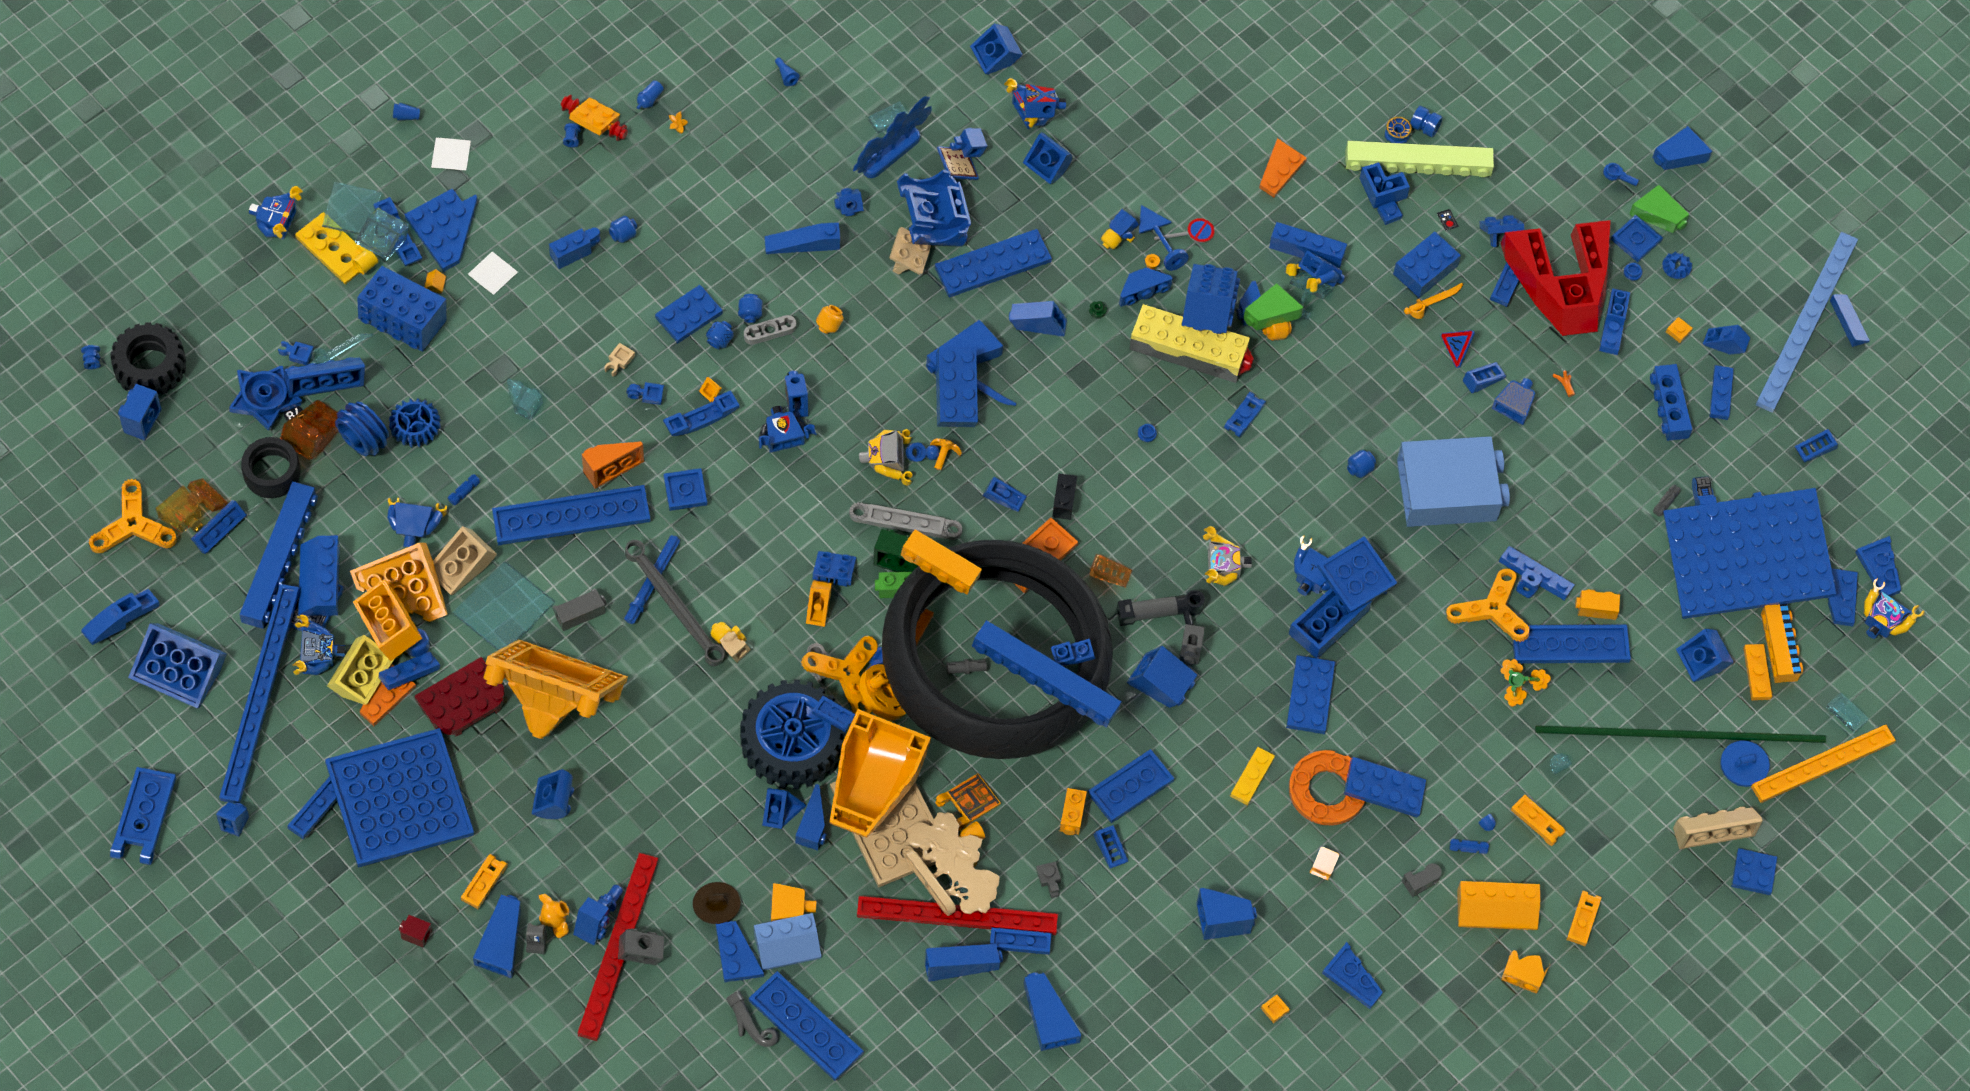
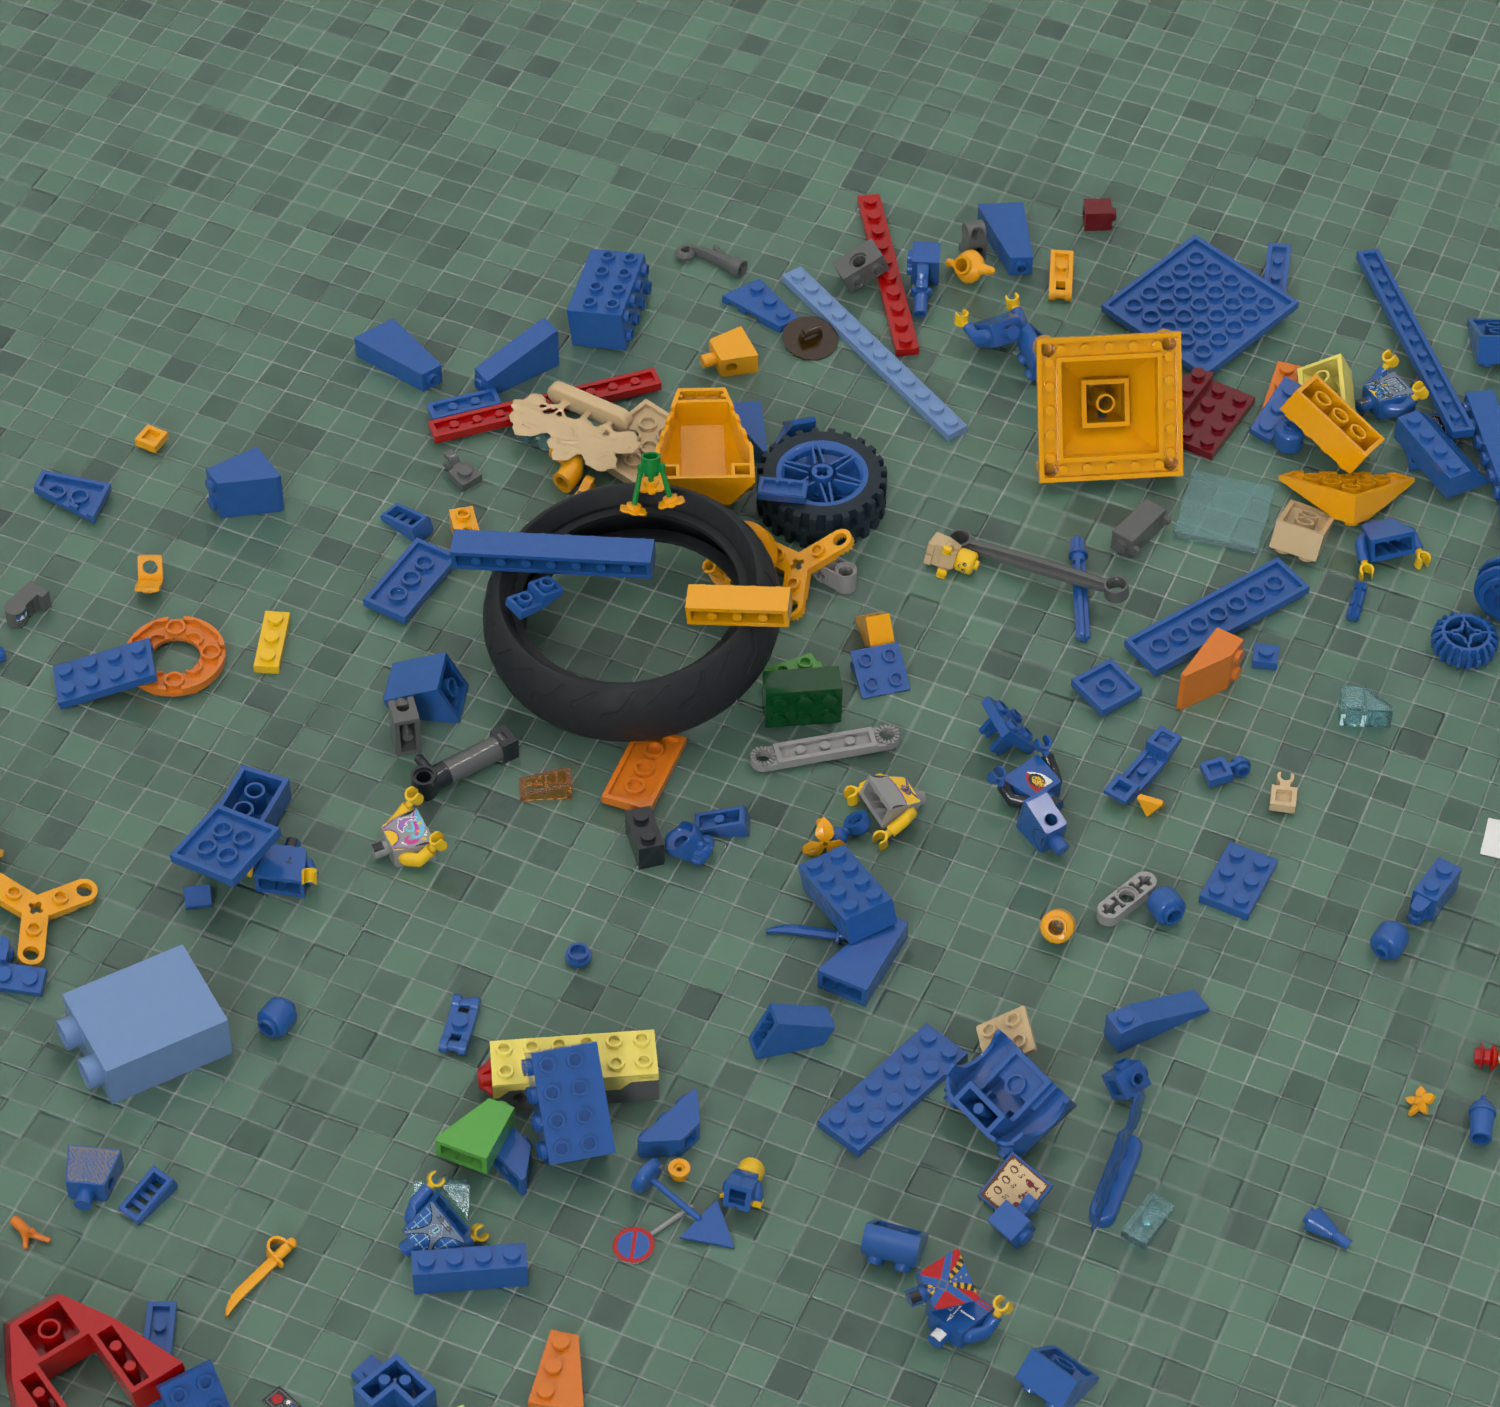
camera: 160 degrees right, 15 degrees down
(146, 806) = (1443, 225): blue hinge -> none
(232, 818) = (1350, 230): blue slope -> none
(557, 473) = (1265, 656): none -> blue plate
(571, 832) = (994, 330): none -> blue torso
(675, 869) = (875, 354): none -> medium blue plate
(719, 334) = (1182, 862): blue head -> none
(775, 477) = (1008, 725): none -> blue plate
(787, 941) = (698, 332): medium blue slope -> none
(806, 1026) = (669, 272): blue plate -> none
(861, 987) = (609, 299): none -> blue brick
(945, 678) = (651, 467): none -> plant
(966, 666) = (664, 629): dark grey pin -> none
(1037, 479) = (689, 843): none -> blue hair
(1097, 313) = (721, 1087): dark green plate -> none
(1310, 694) = (234, 740): blue plate -> none
(1427, 264) = (286, 1309): blue brick -> none
(1457, 345) = (199, 1215): piece -> none

